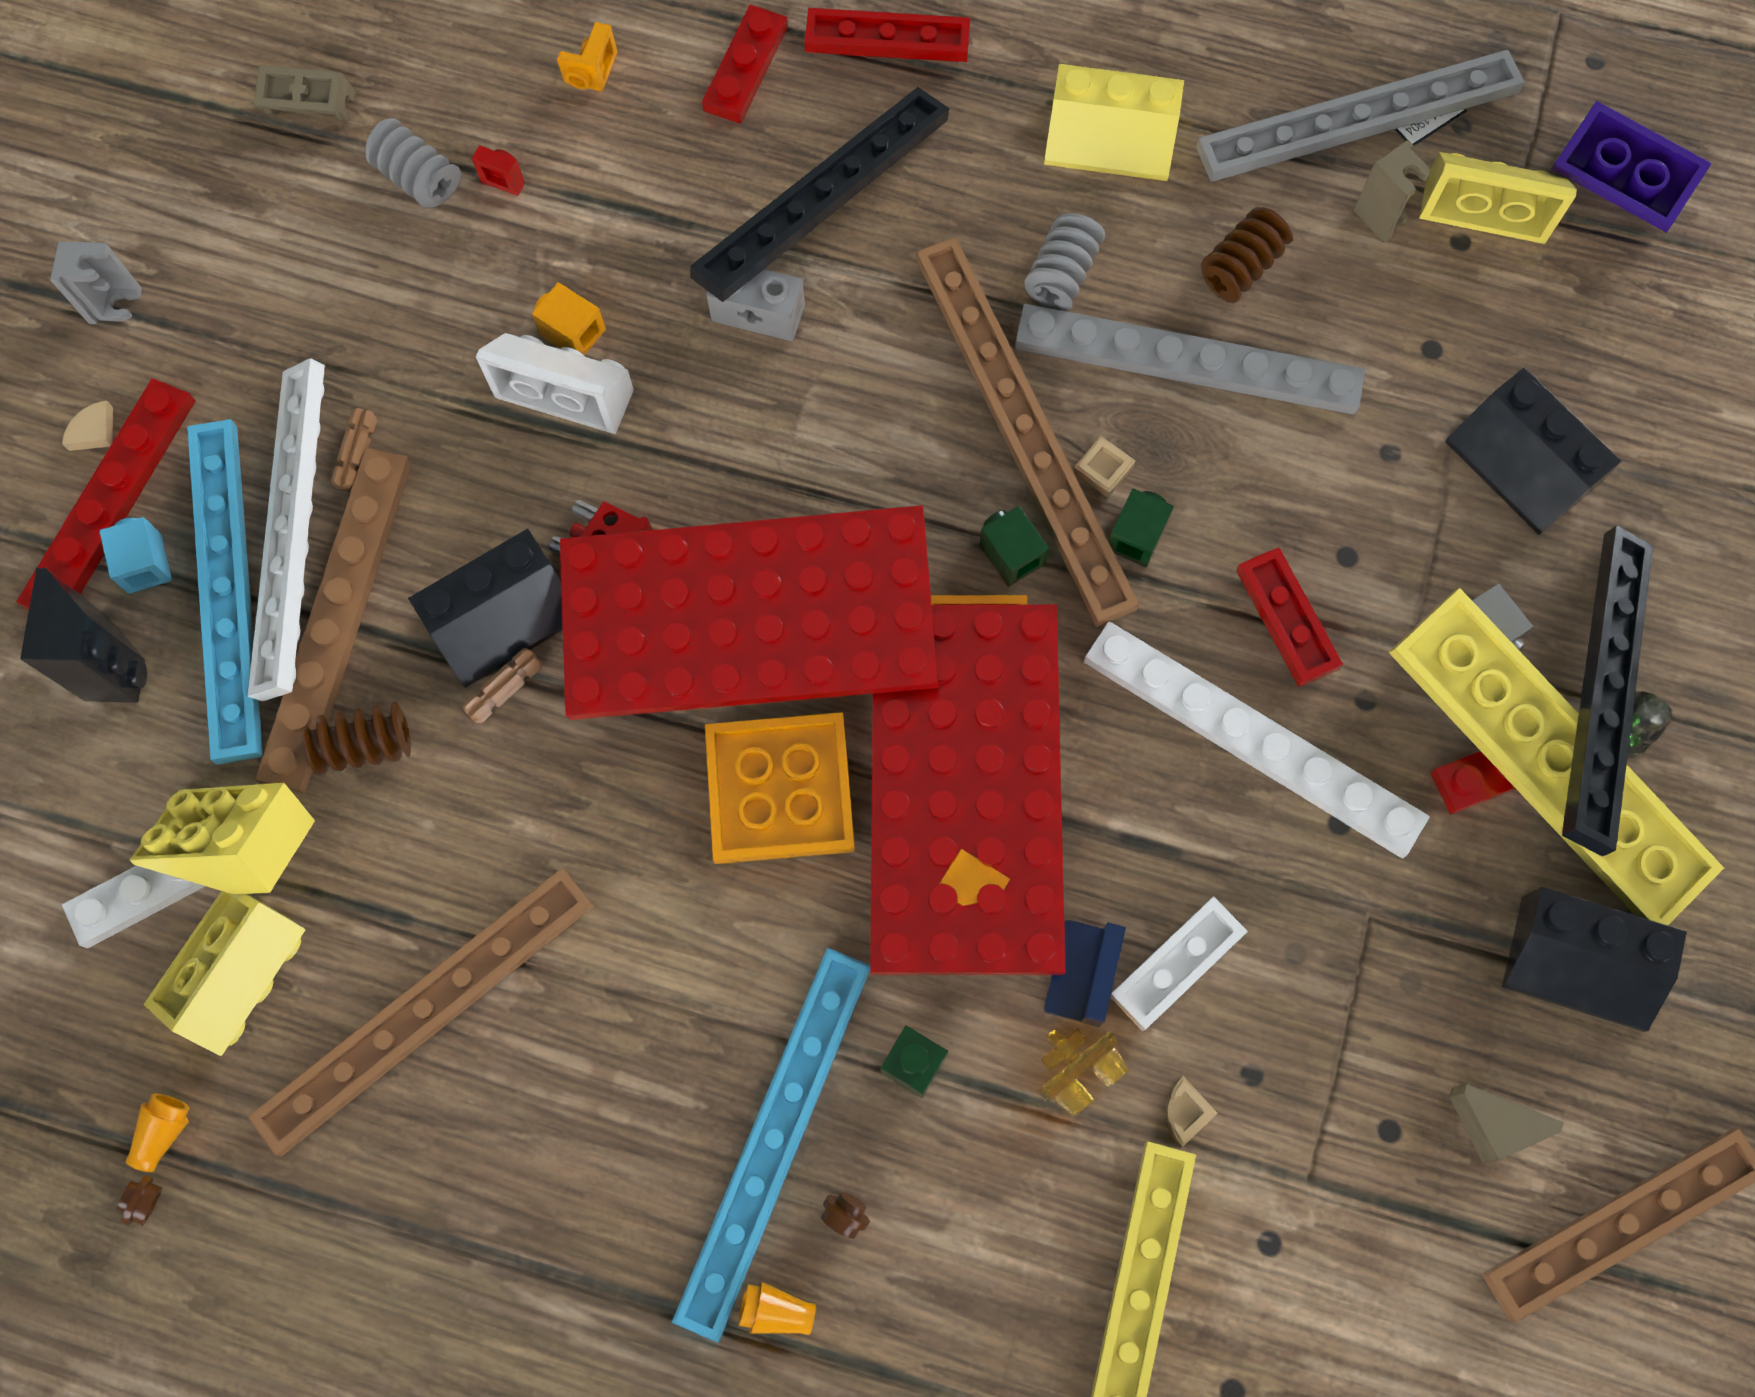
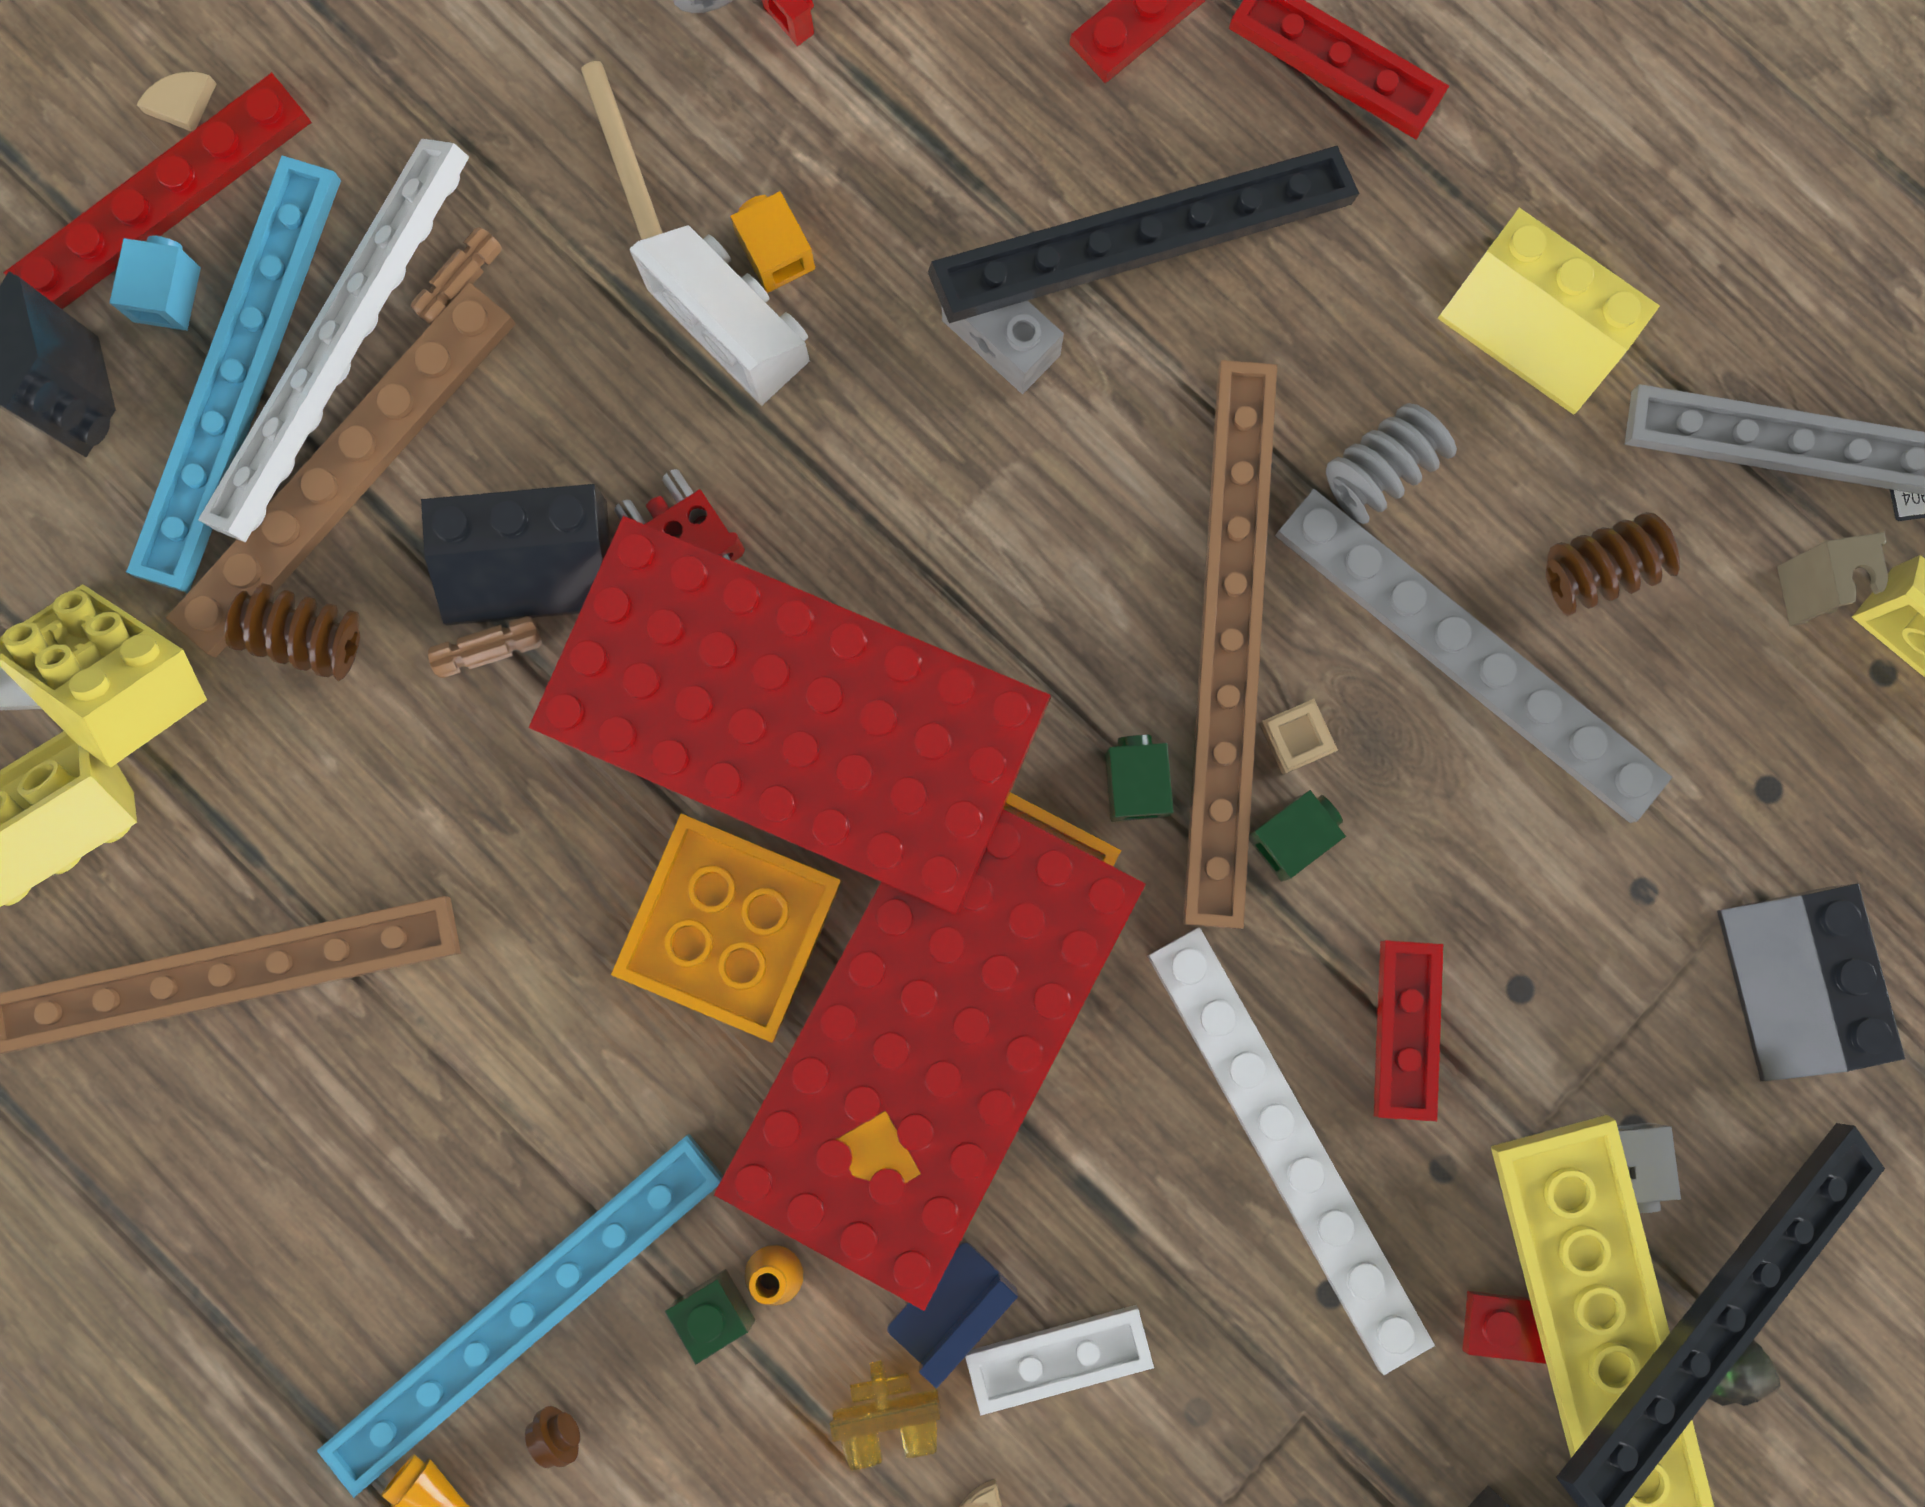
camera: 25 degrees right, 10 degrees up
(428, 314) = (621, 150): none -> tan bar
(940, 1026) = (782, 1264): none -> light orange cone

